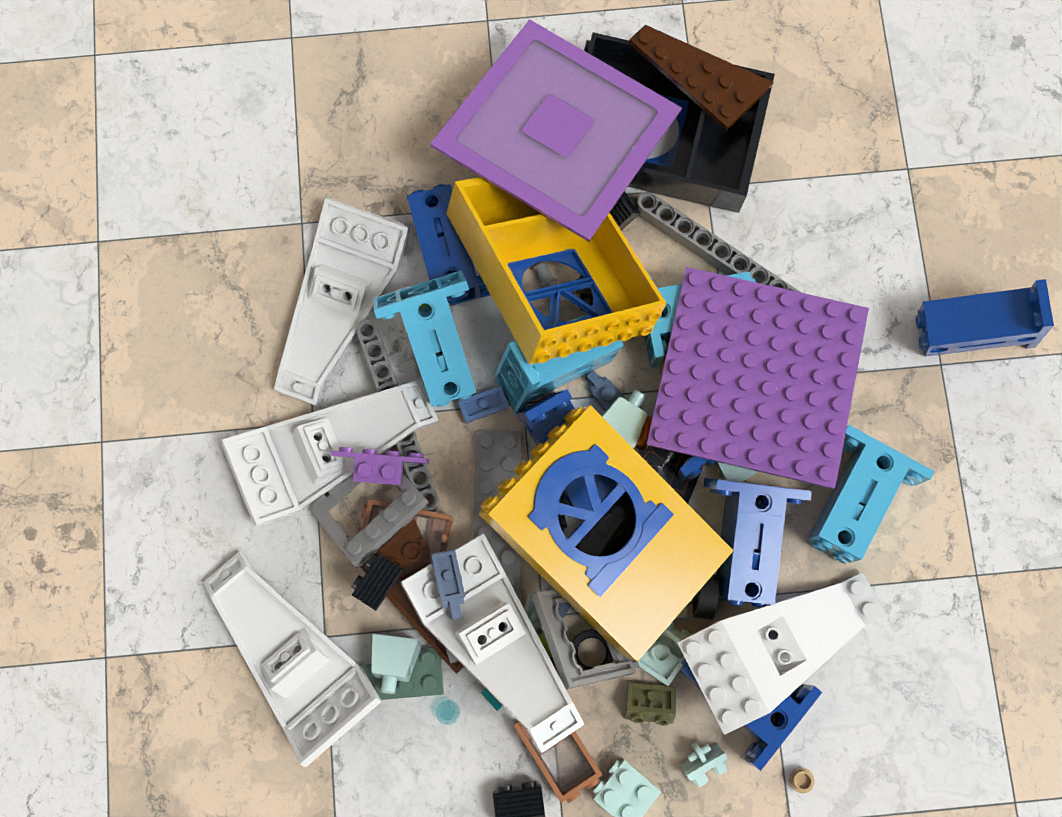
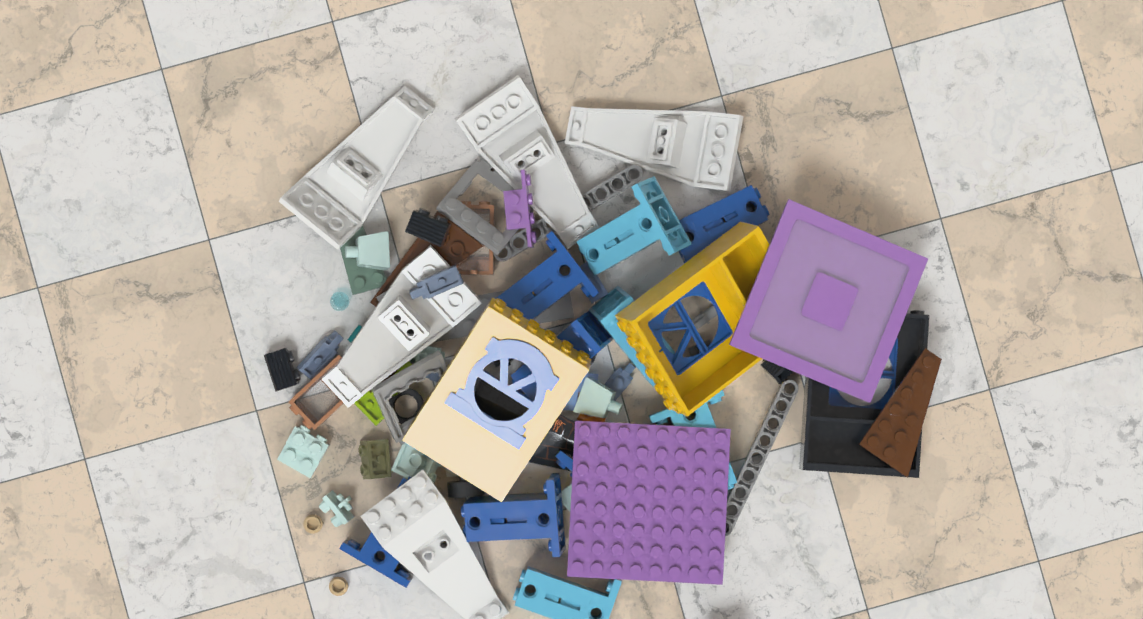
camera: 75 degrees right, 10 degrees up
(475, 448) = (545, 284): none -> blue brick
(510, 749) = (320, 355): none -> sand blue hinge
(587, 696) = (370, 407): none -> lime hinge
(719, 798) = (313, 524): none -> tan plate

